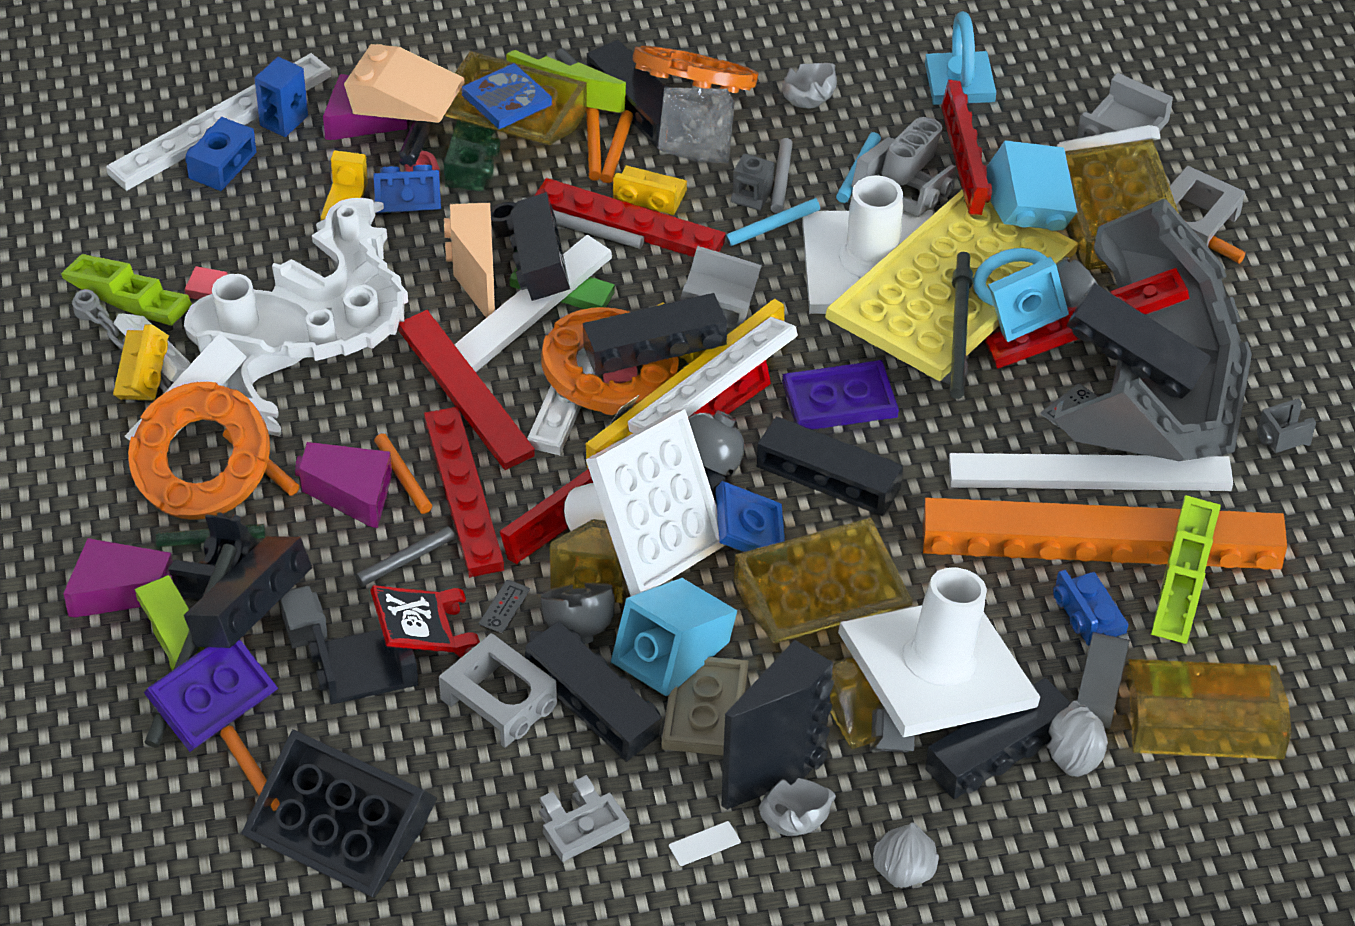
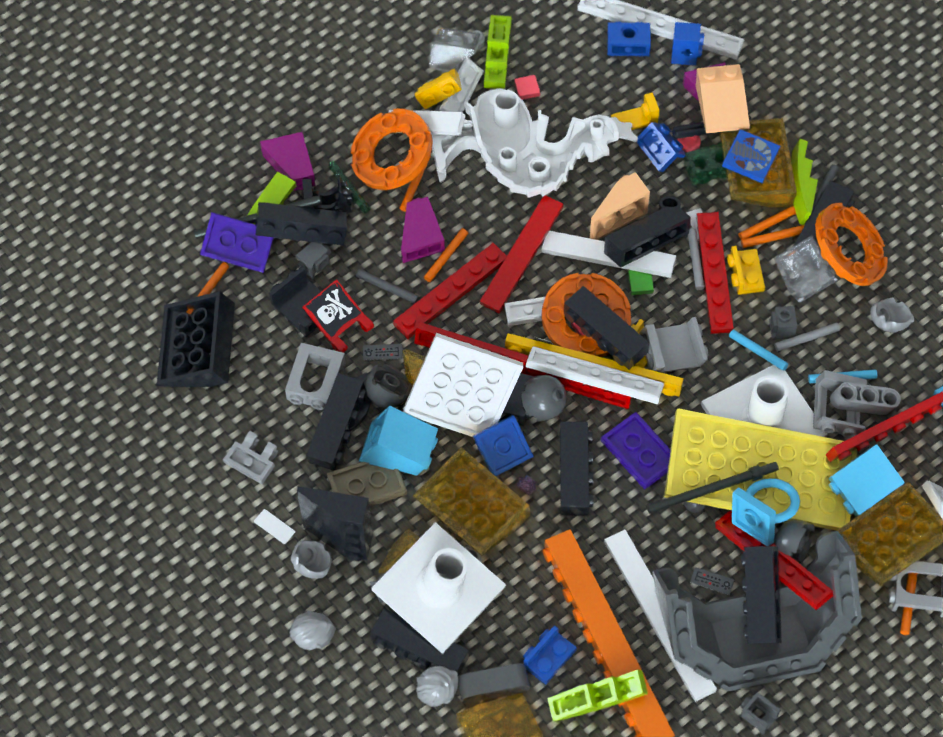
camera: 65 degrees right, 15 degrees up
(93, 320) = (452, 47): none -> clear slope
(821, 521) = (526, 485): none -> clear purple plate

